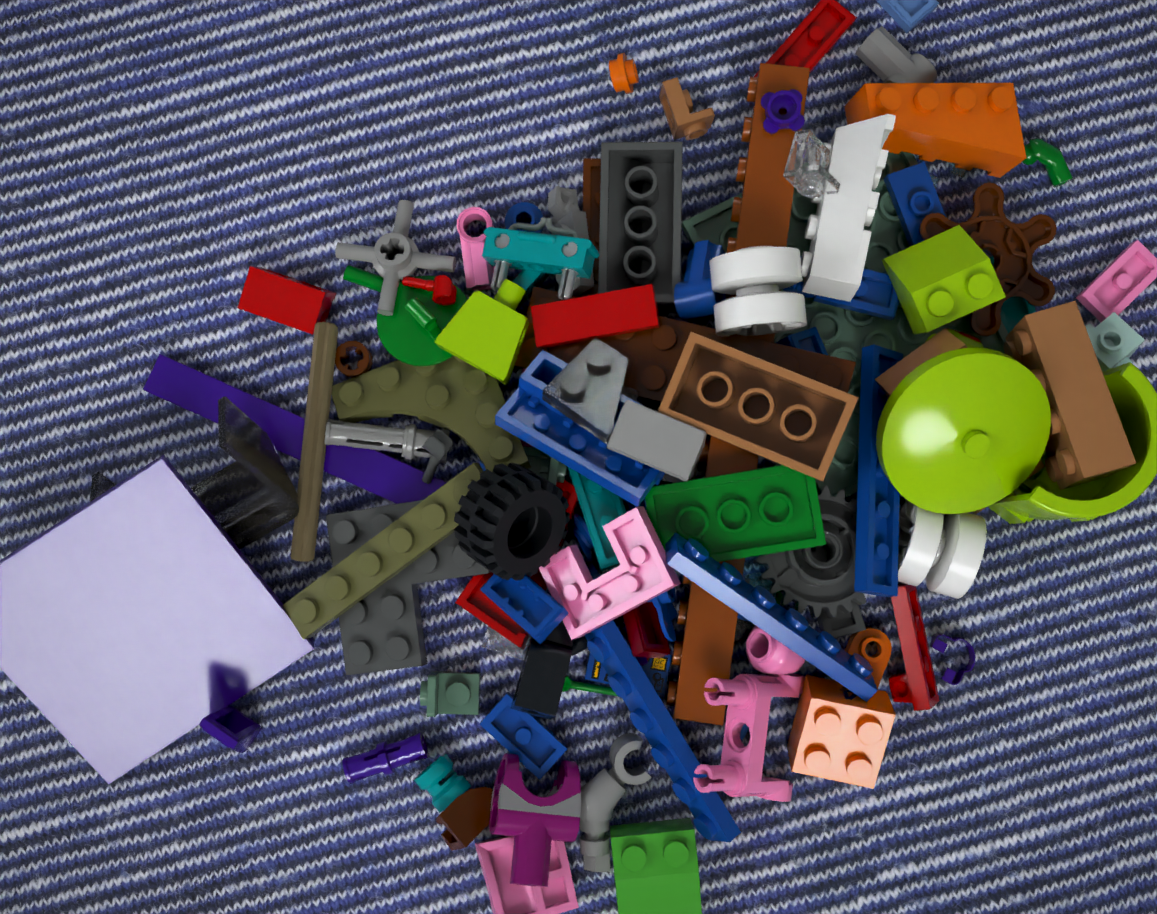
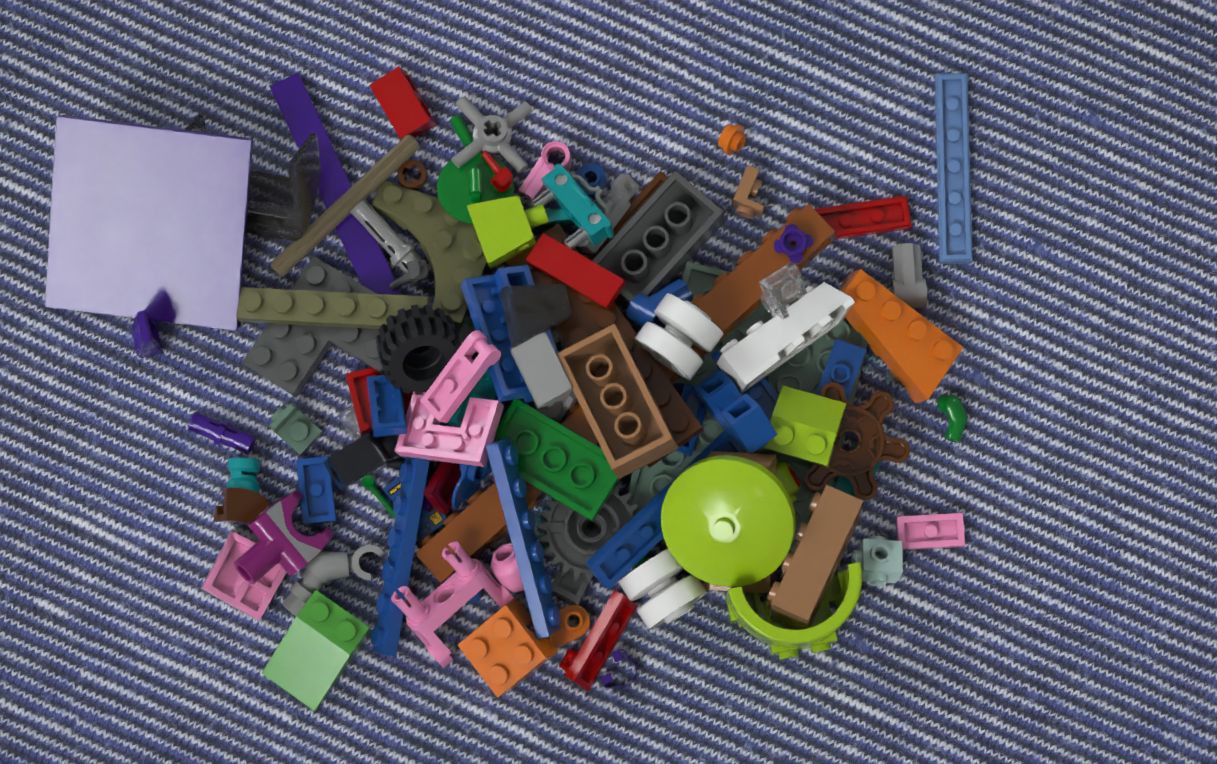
camera: 40 degrees right, 5 degrees down
(577, 515) = (460, 376): none -> bright pink plate
(890, 321) = (735, 413): none -> blue arch

